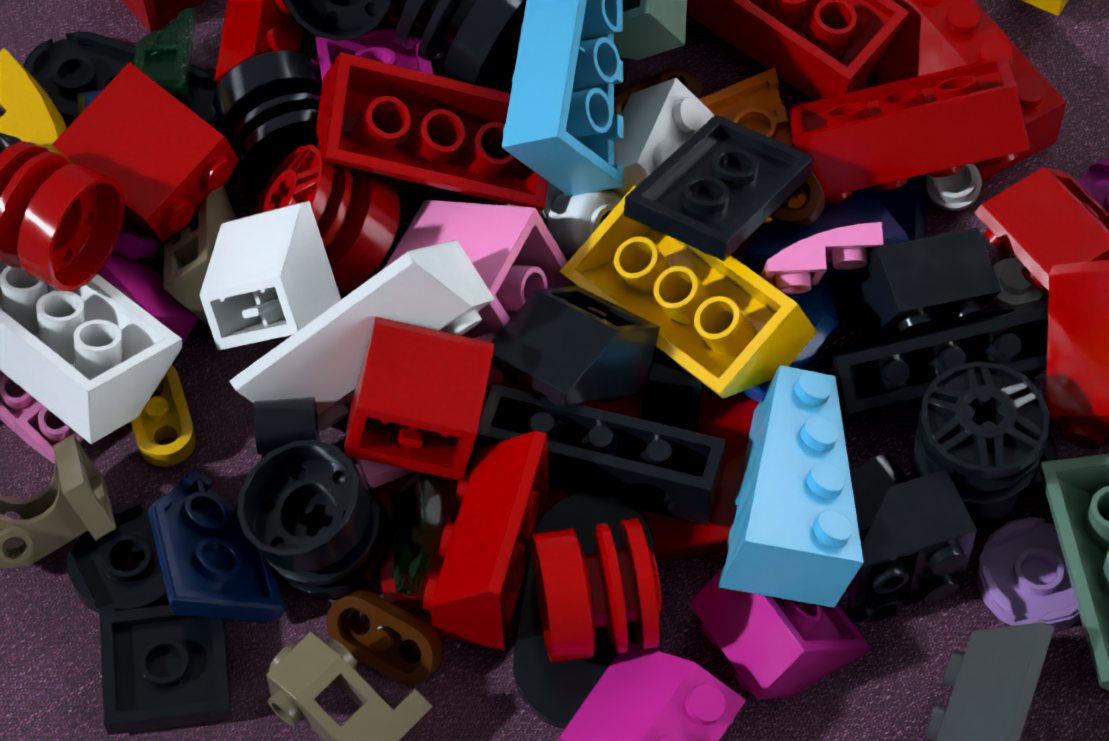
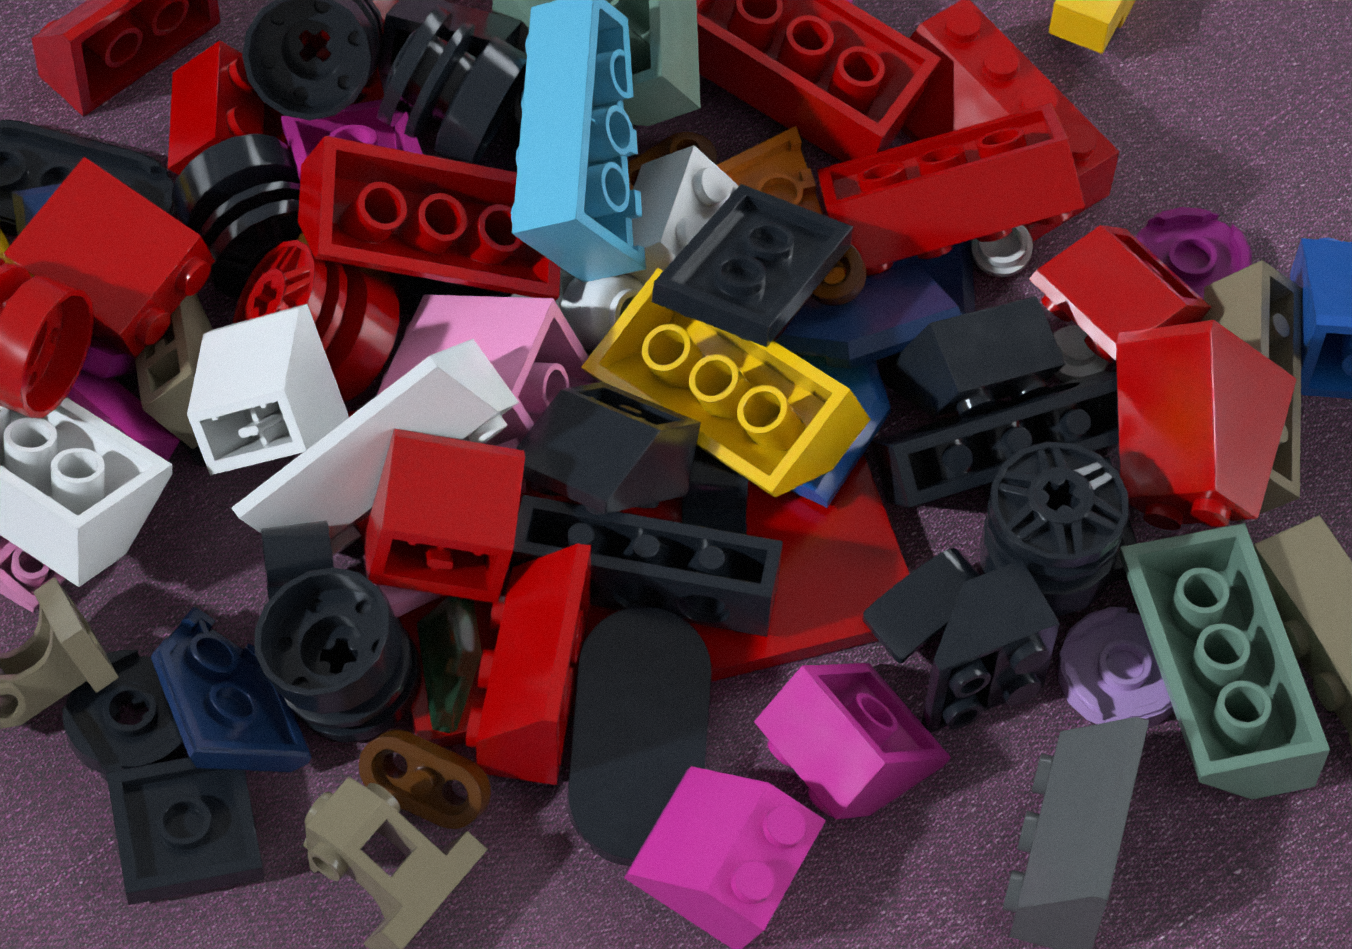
camera: 10 degrees left, 0 degrees up
(165, 418) = (155, 553): yellow plate -> none
(168, 54) = (111, 139): clear green tile -> none
(596, 590) = (669, 710): red wheel -> none
(796, 500) = (862, 598): medium azure wedge -> none
(805, 261) = (854, 342): bright pink slope -> none

